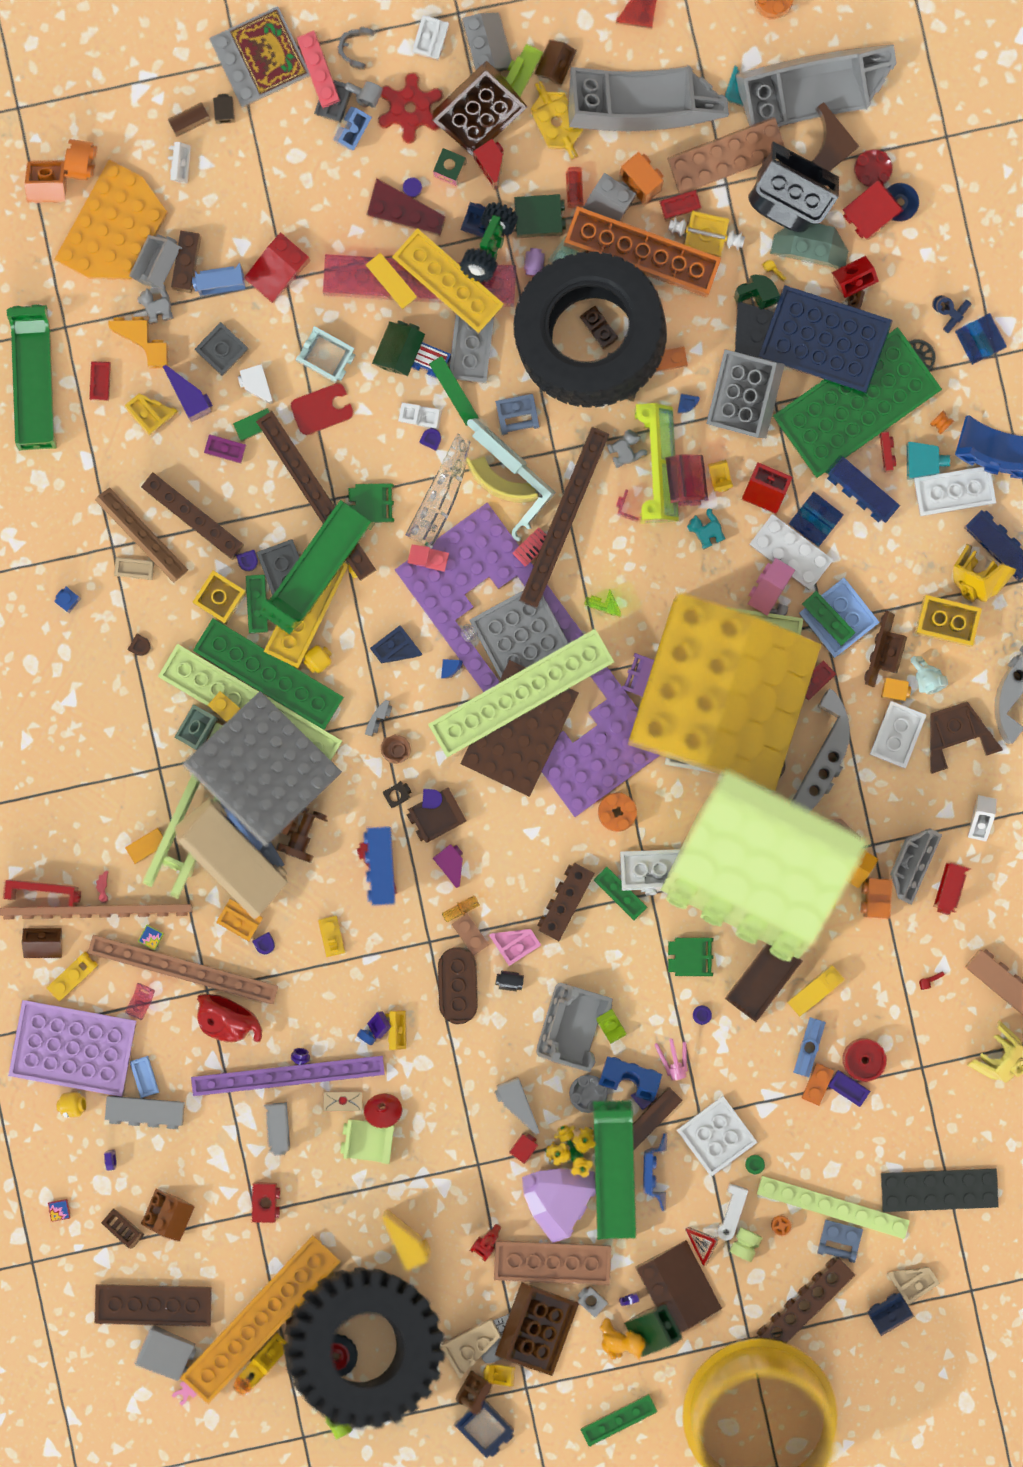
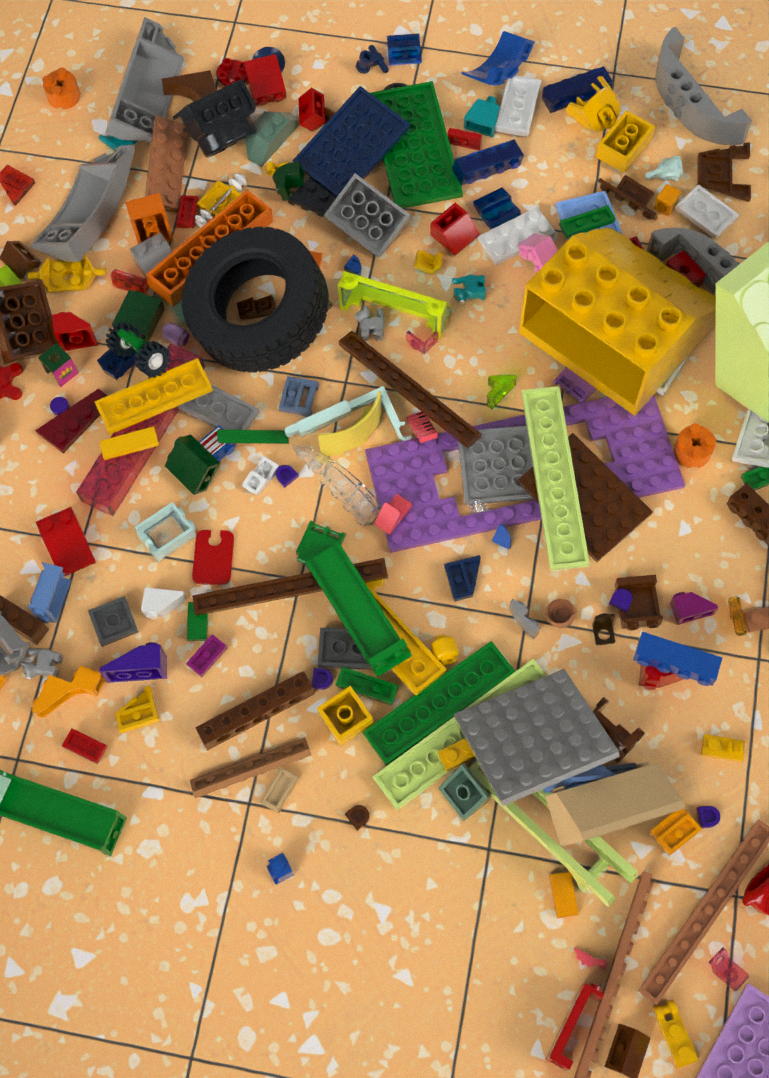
camera: 60 degrees left, 20 degrees down
(150, 937) = (661, 930): tile -> none
(687, 479) = (420, 282): clear pink brick -> none
(822, 731) = (684, 264): none -> red brick
(941, 422) = (458, 94): orange wheel -> none

